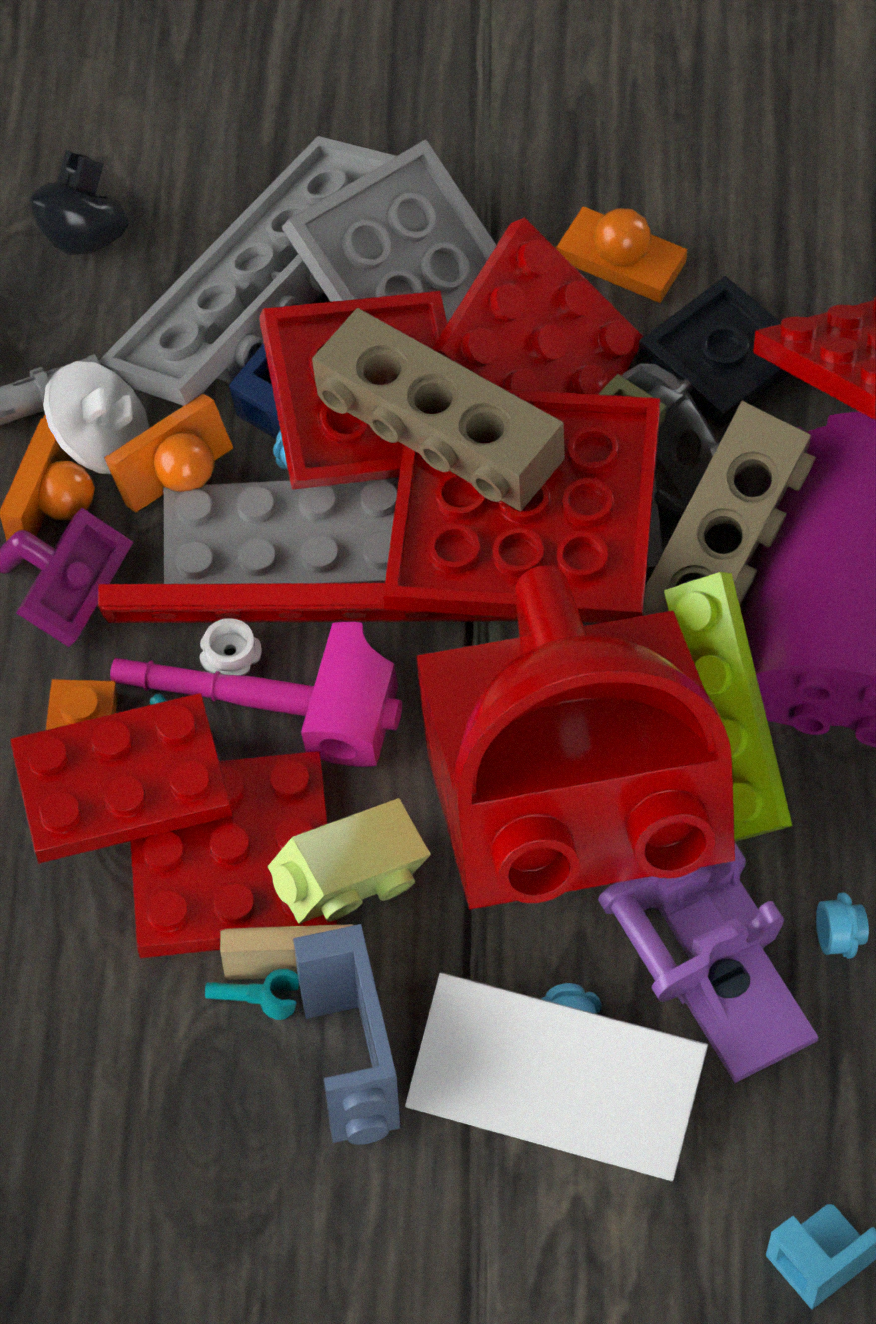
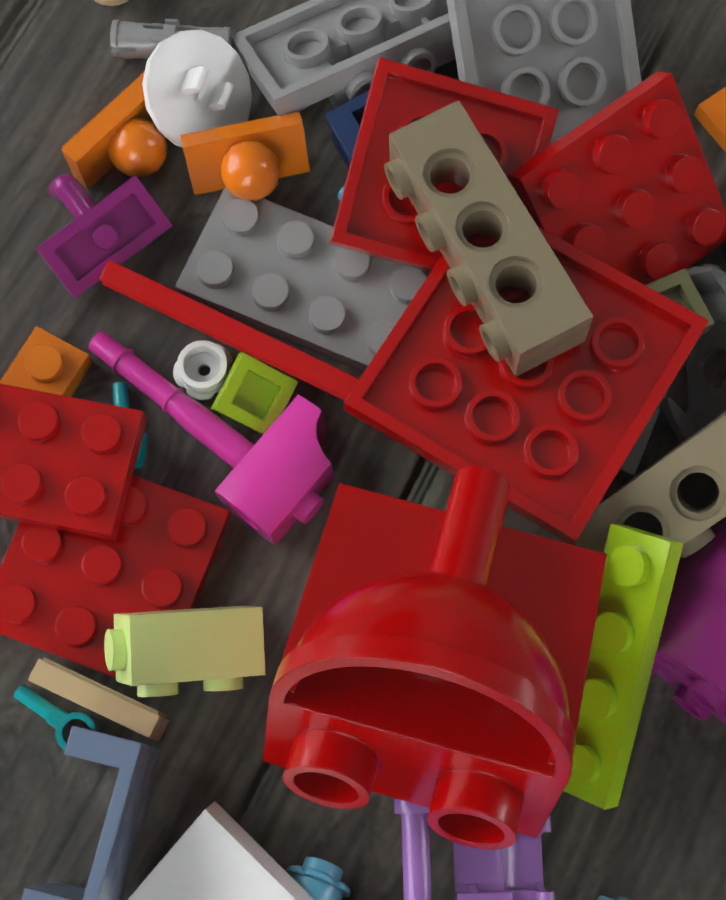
camera: 25 degrees right, 15 degrees up
(289, 646) = (254, 394): none -> lime plate

